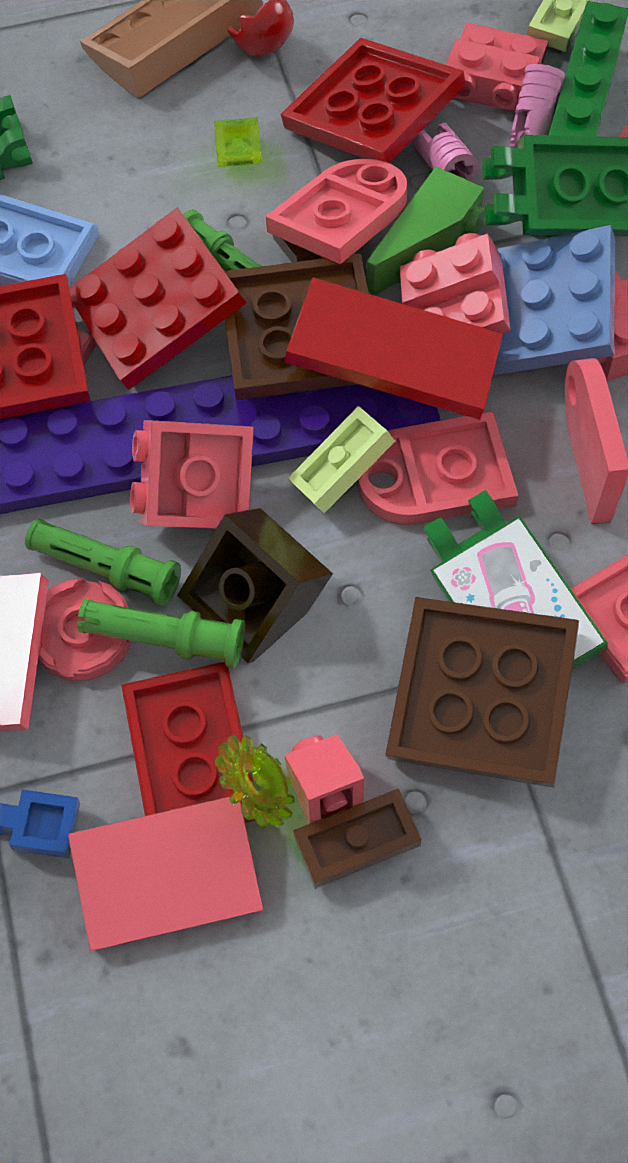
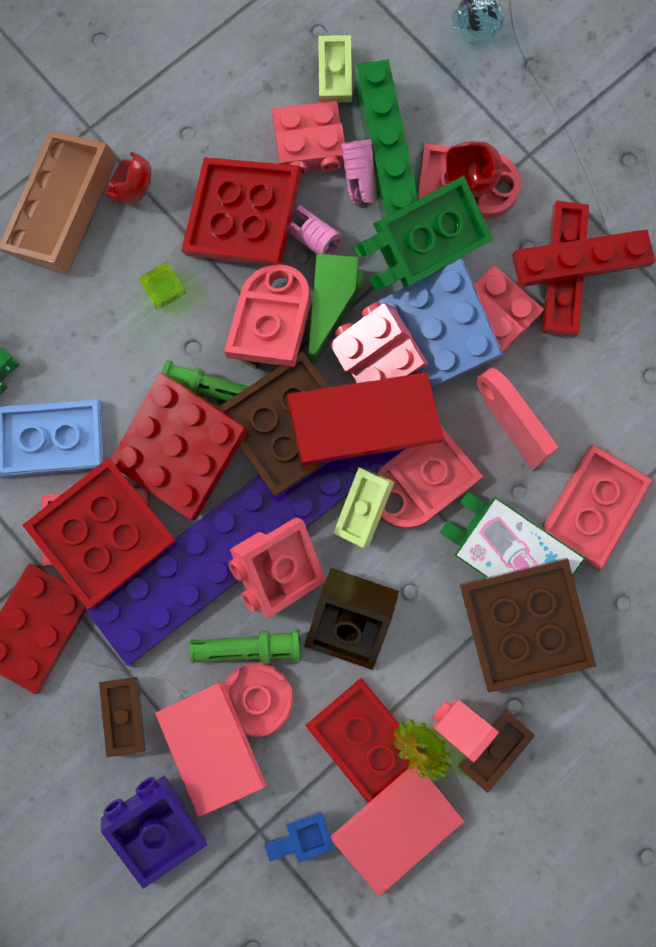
camera: 30 degrees left, 15 degrees up
(186, 634) = (331, 677): bright green pin -> none

